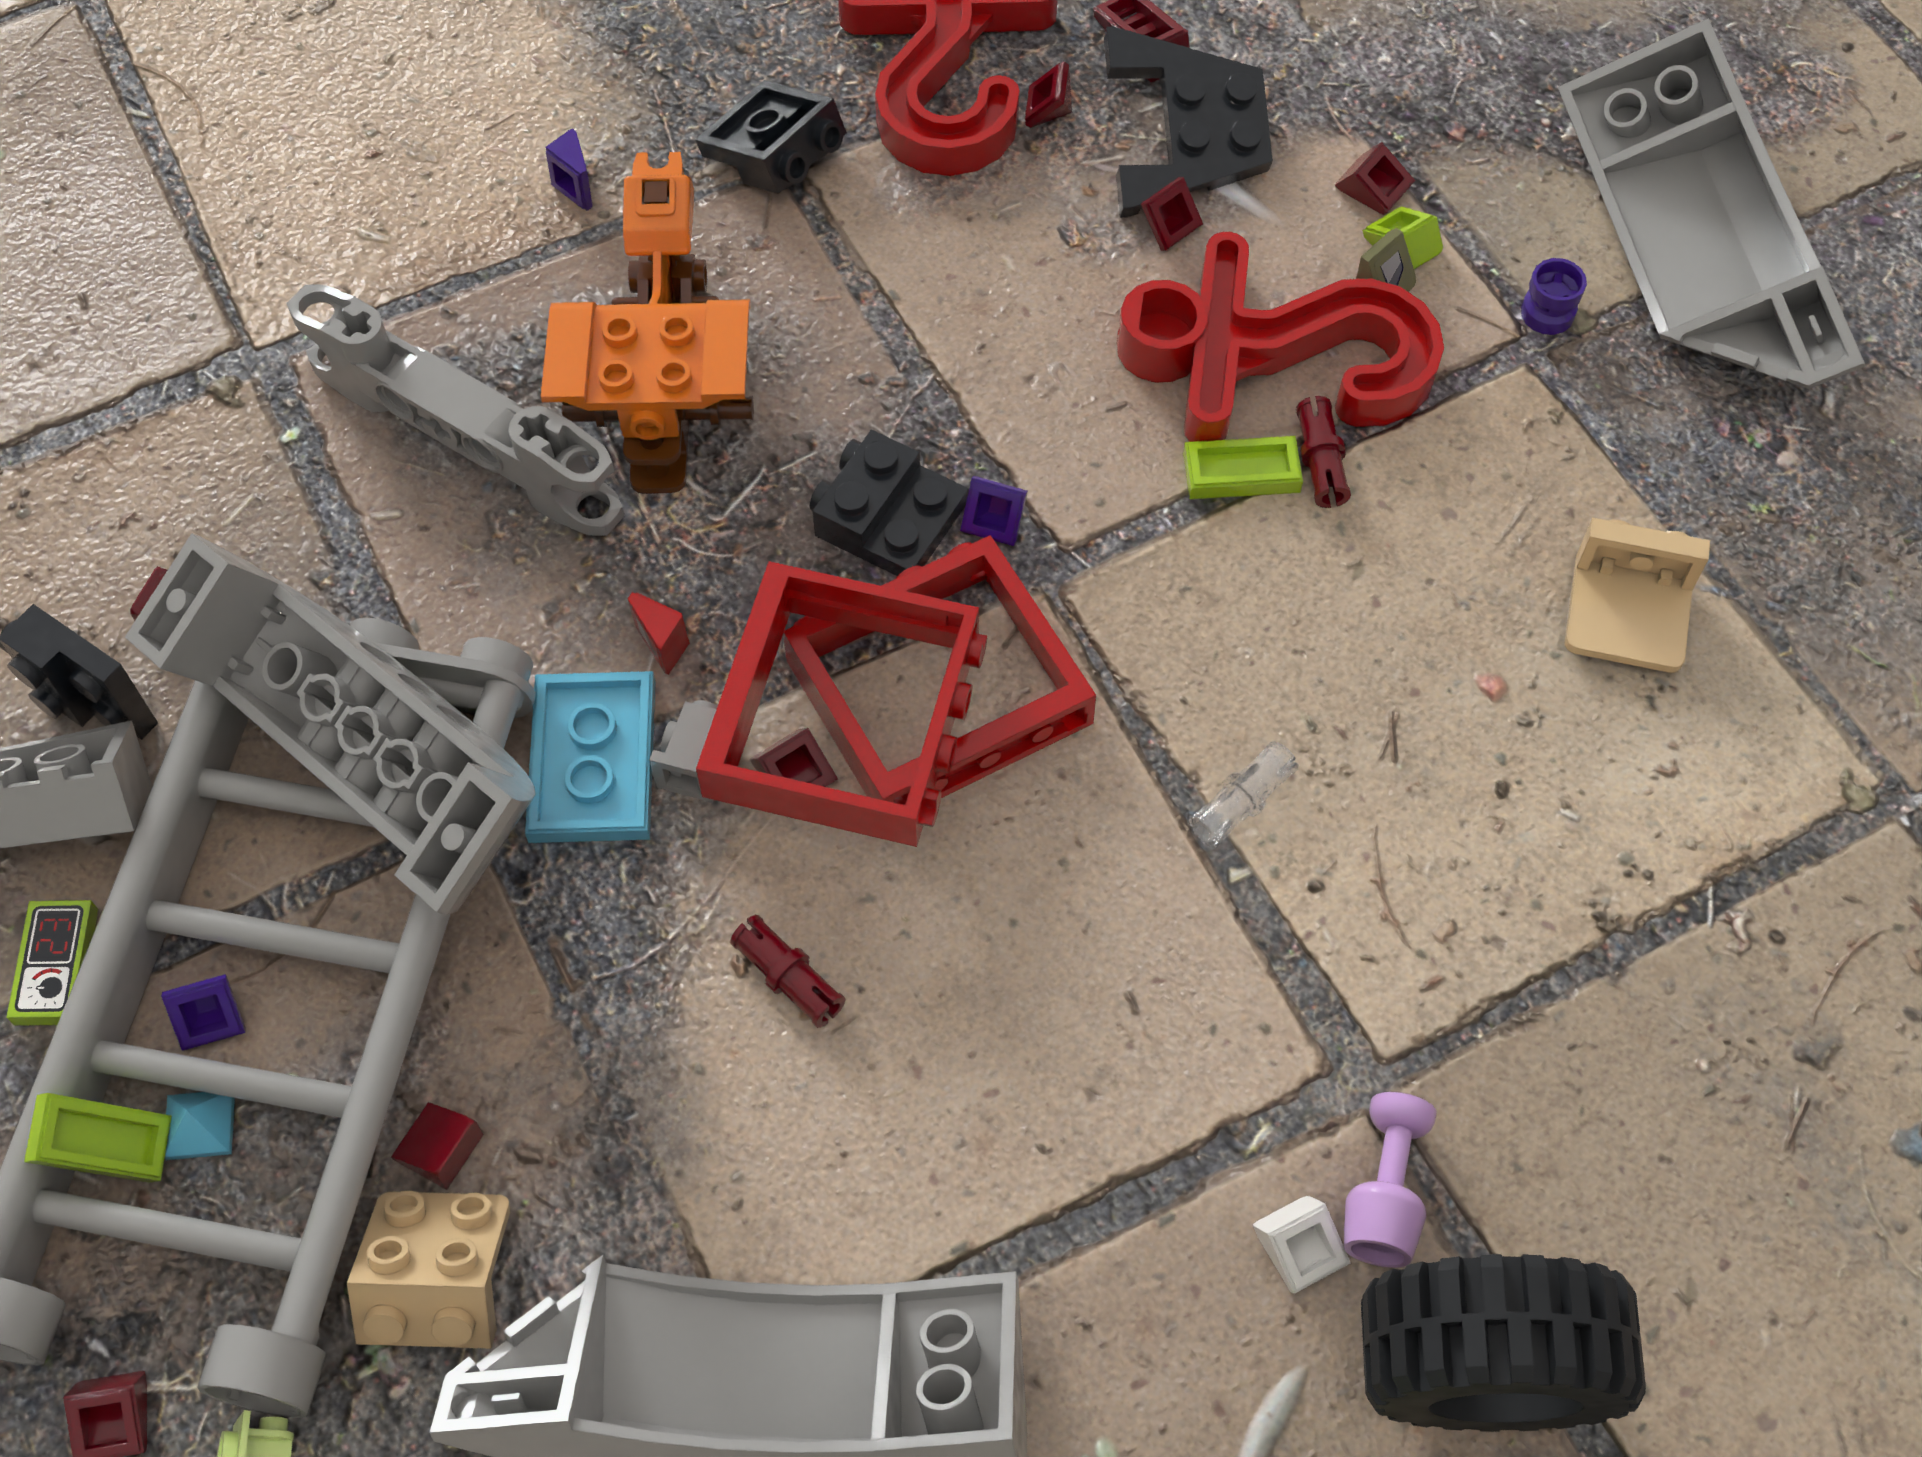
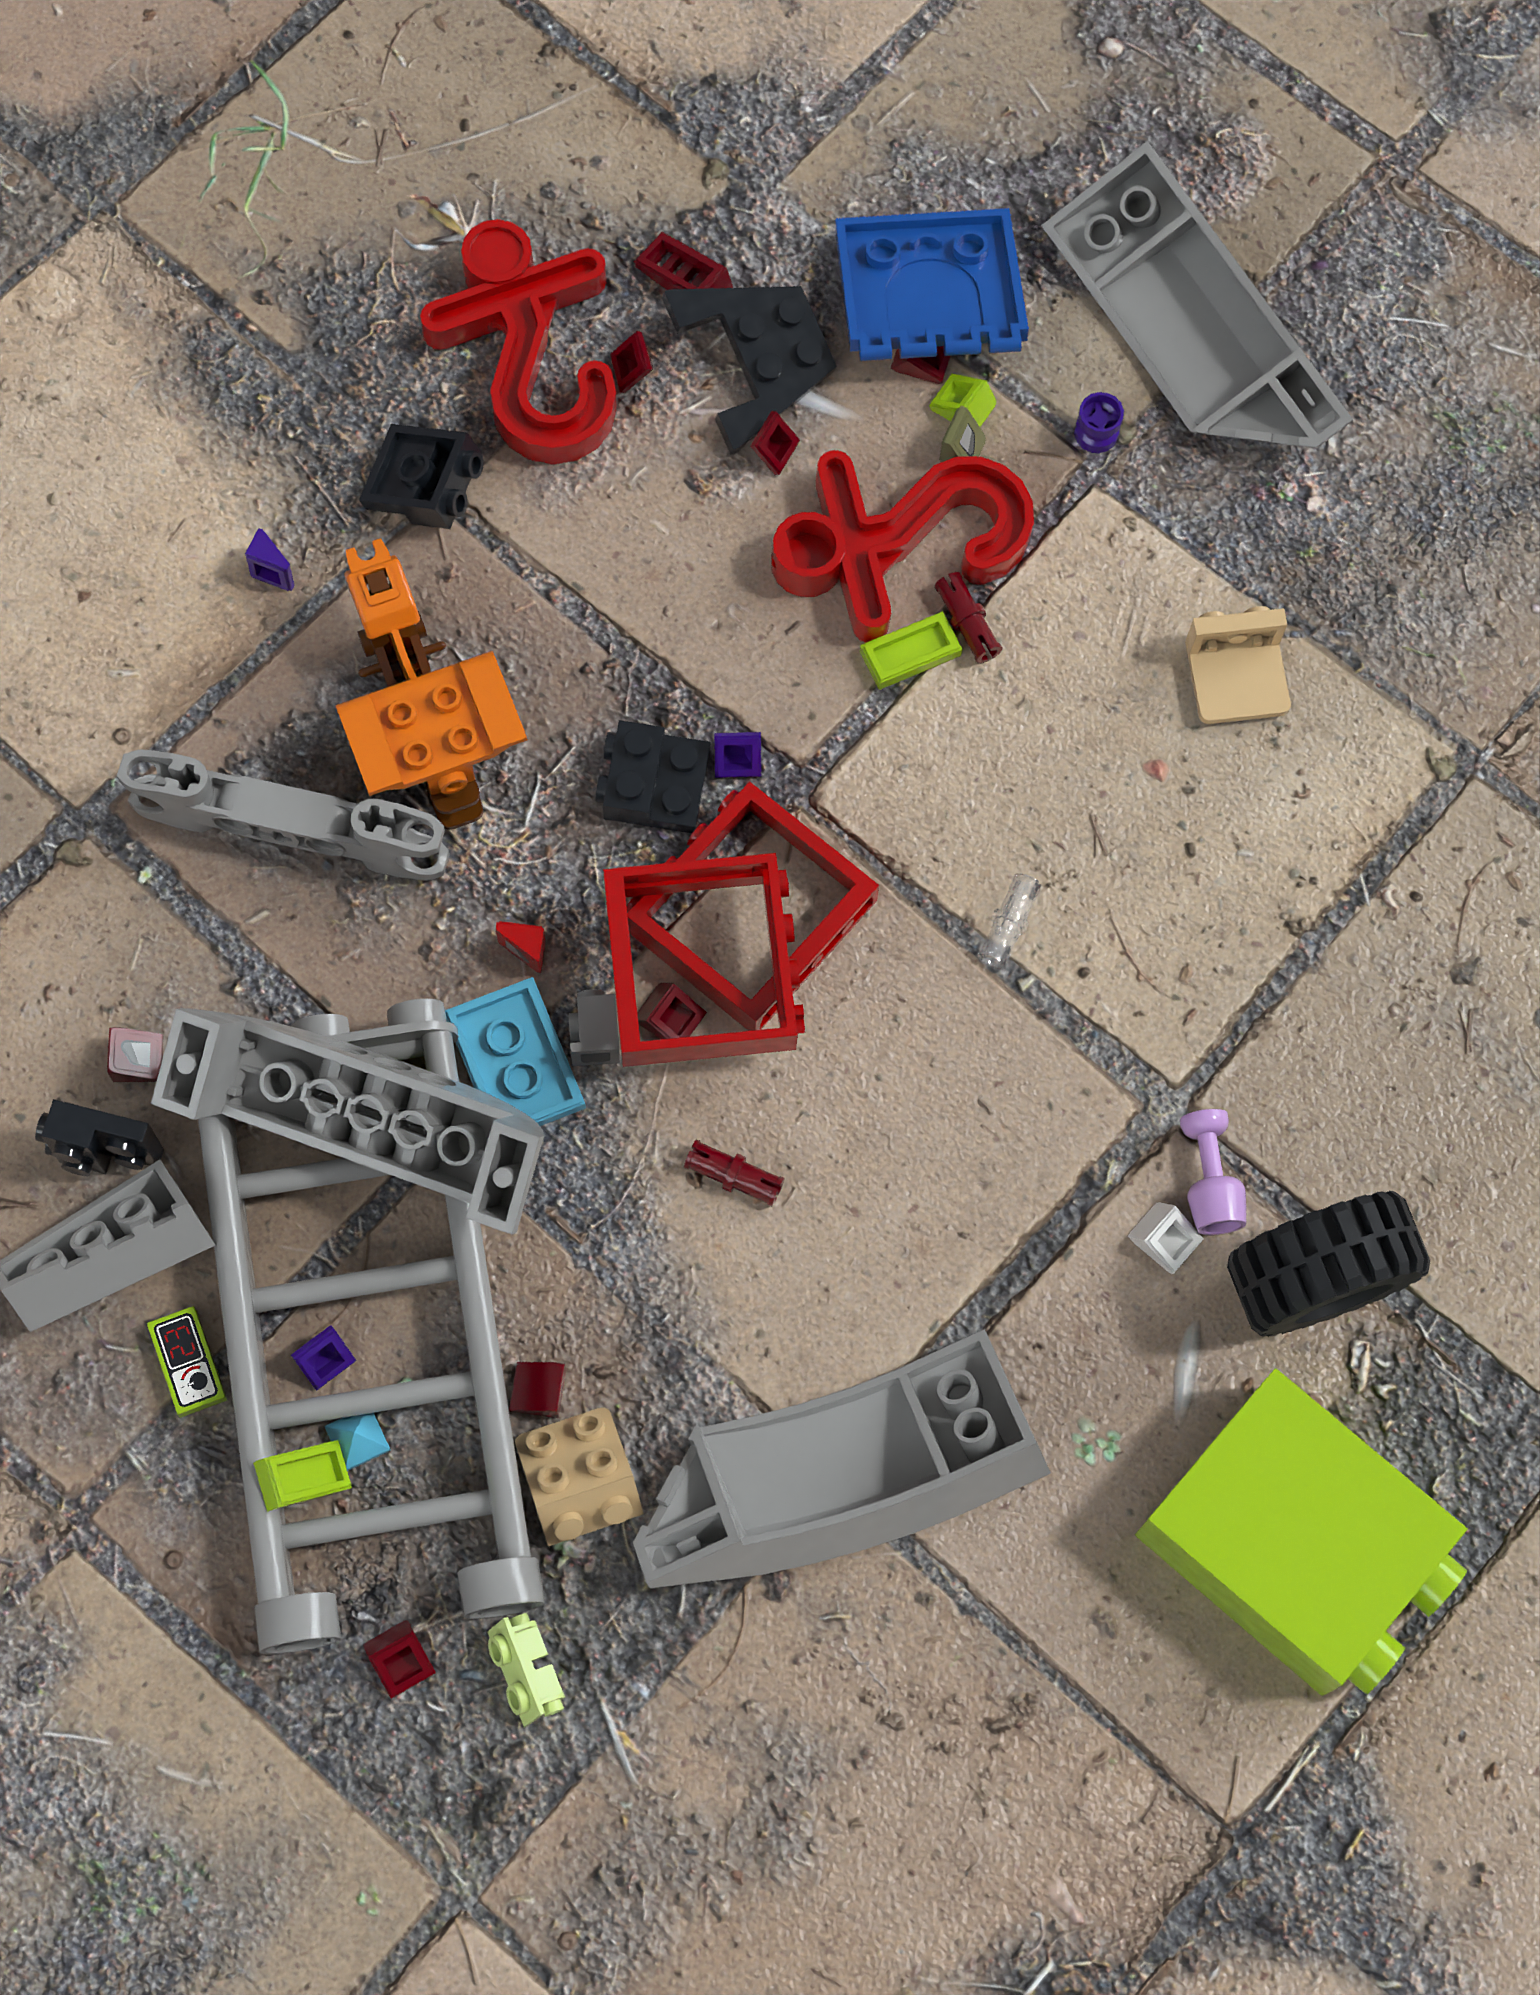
camera: 25 degrees left, 10 degrees up
(1410, 108) = (931, 284): none -> blue hinge

